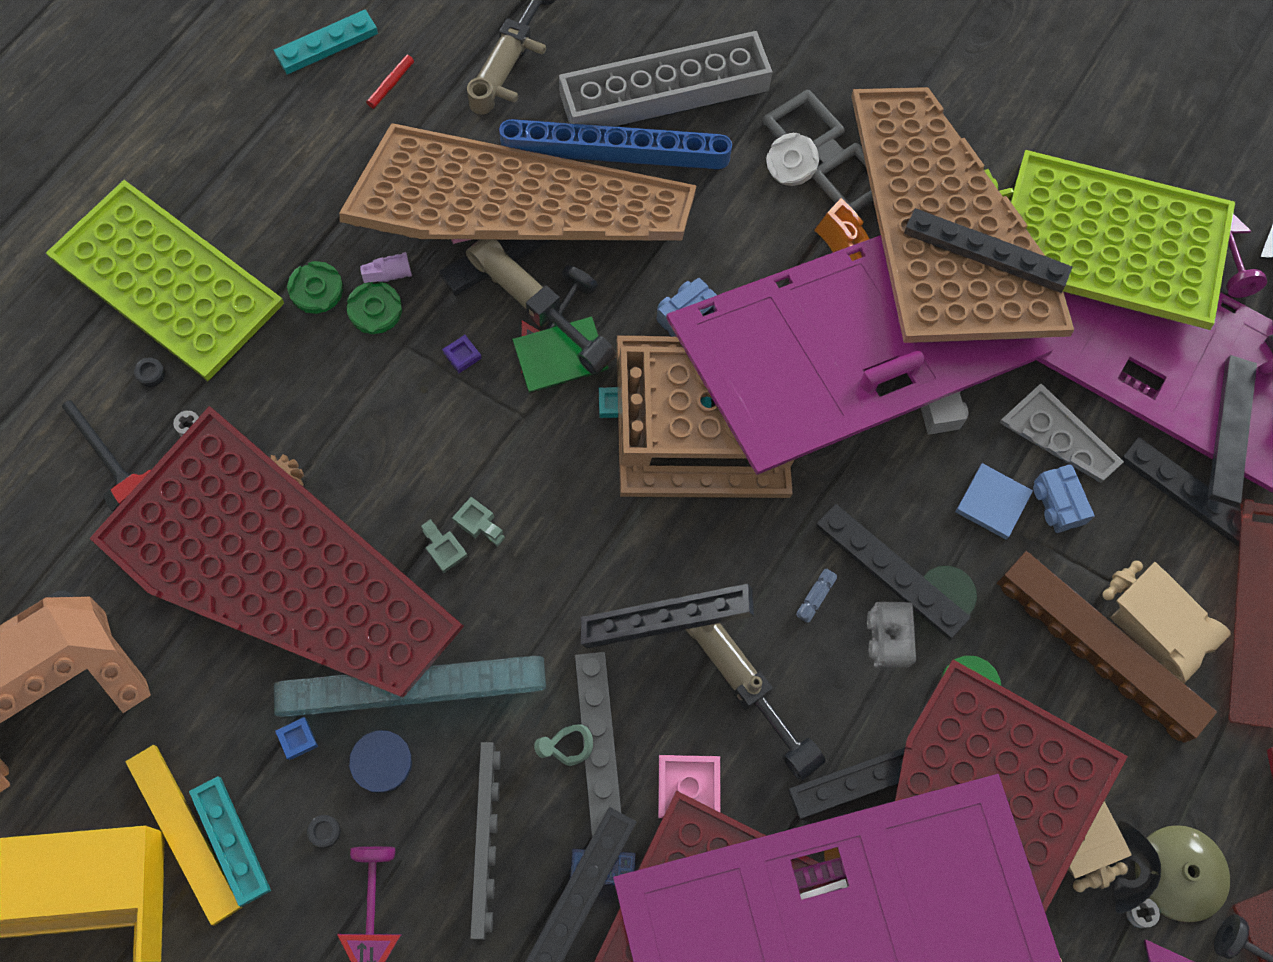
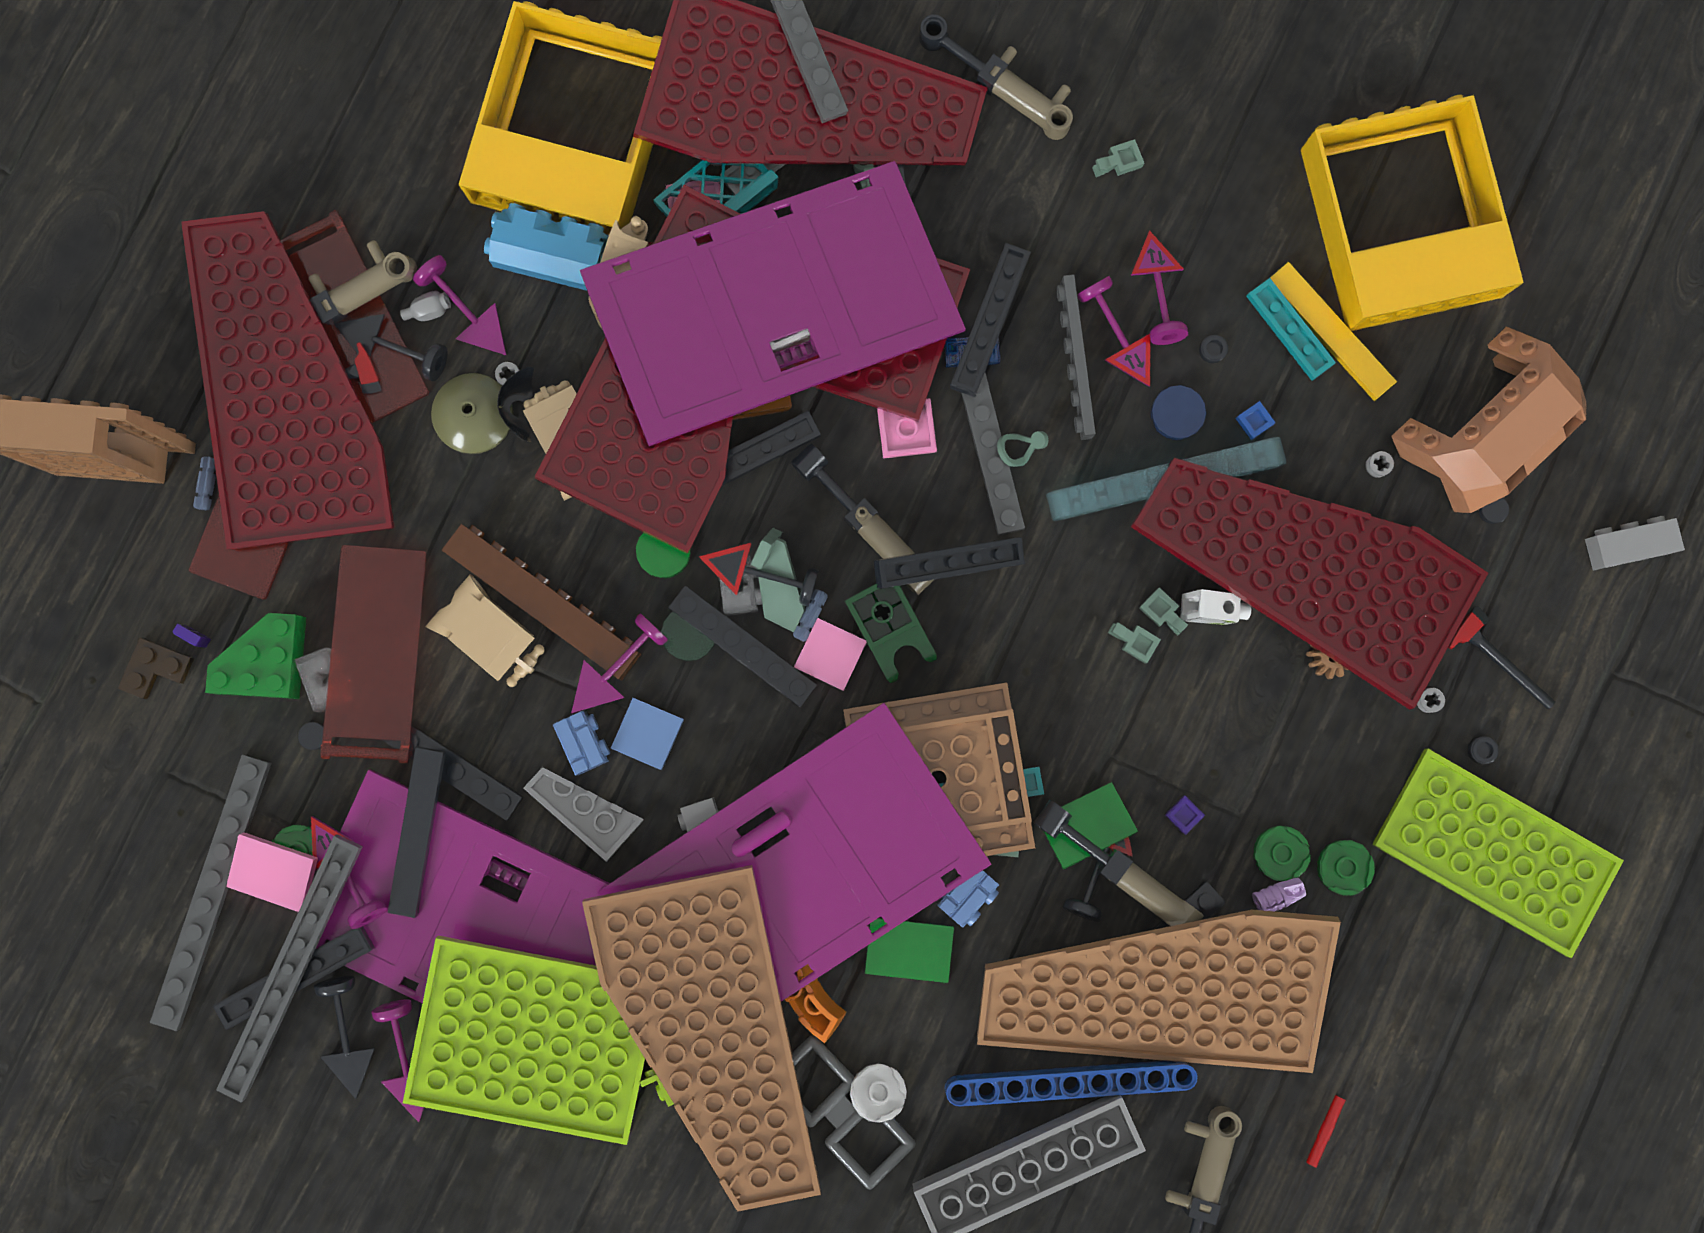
camera: 175 degrees right, 15 degrees up
(172, 681) = (1386, 460): none -> light grey bush
(326, 41) = (1407, 1172): teal plate -> none
(393, 538) = (1213, 607): none -> white torso
(416, 833) = (1133, 358): none -> magenta piece
(736, 562) = (892, 633): none -> dark green brick
(739, 265) = (911, 951): none -> green tile
(799, 553) = (830, 654): none -> bright pink tile
(850, 632) = (778, 599): none -> sand green piece
(901, 650) = (731, 563): none -> black piece
(988, 250) = (671, 987): black plate -> none
(1051, 542) = (594, 688): none -> magenta piece

